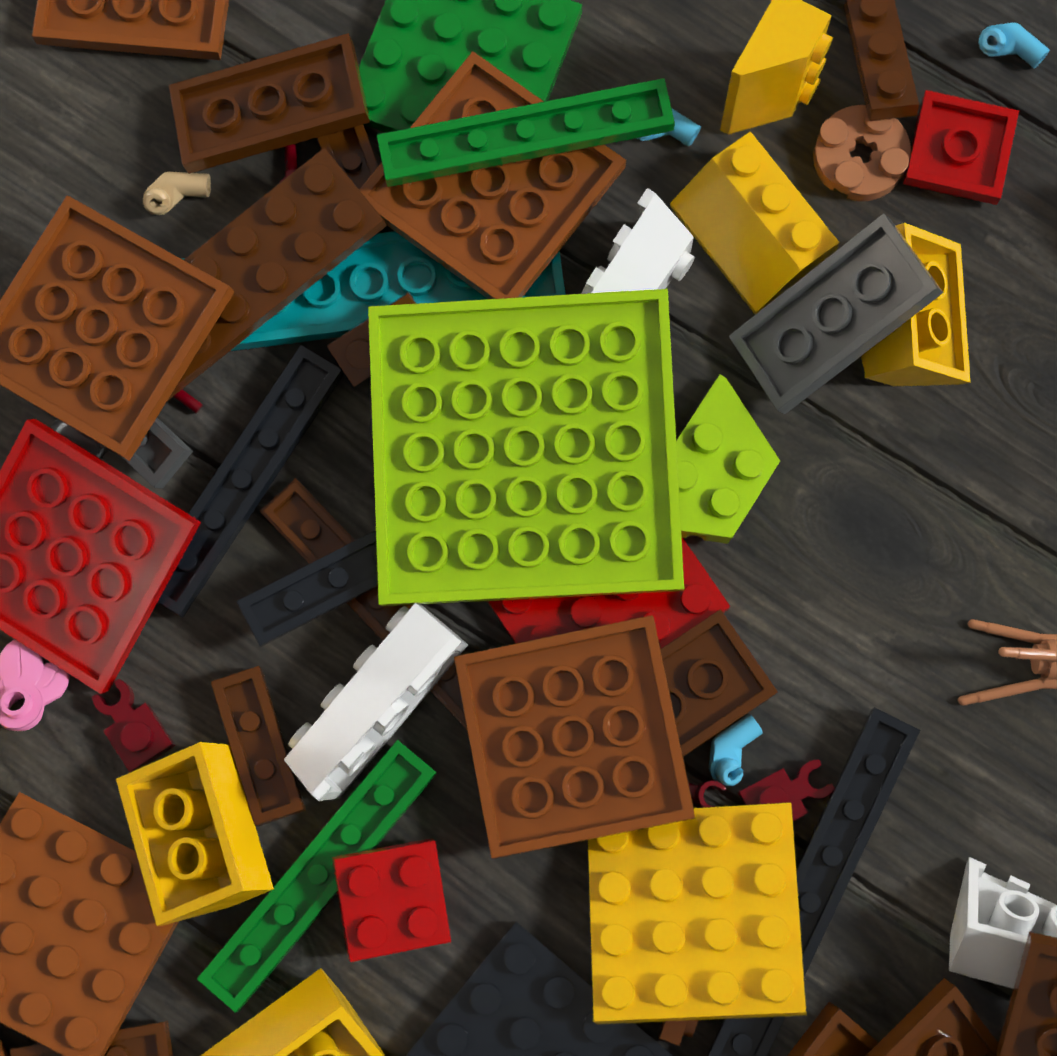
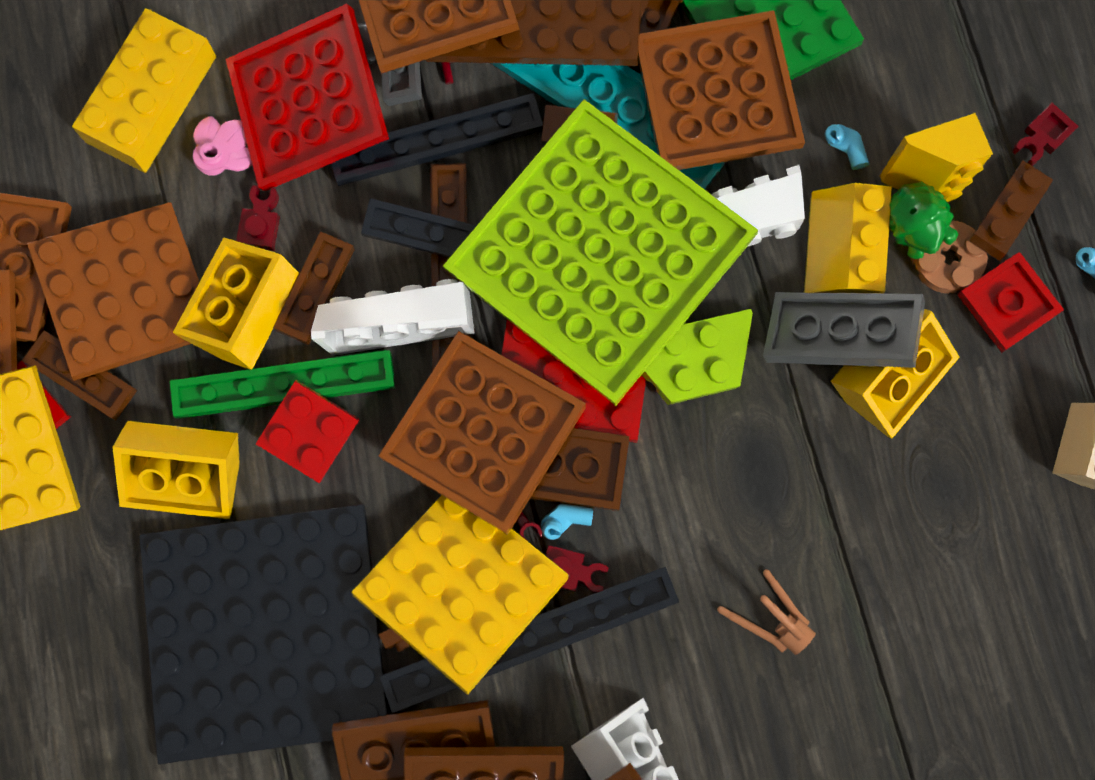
camera: 40 degrees right, 0 degrees up
(525, 132) = (761, 78): green plate -> none
(808, 139) = (921, 219): none -> green animal

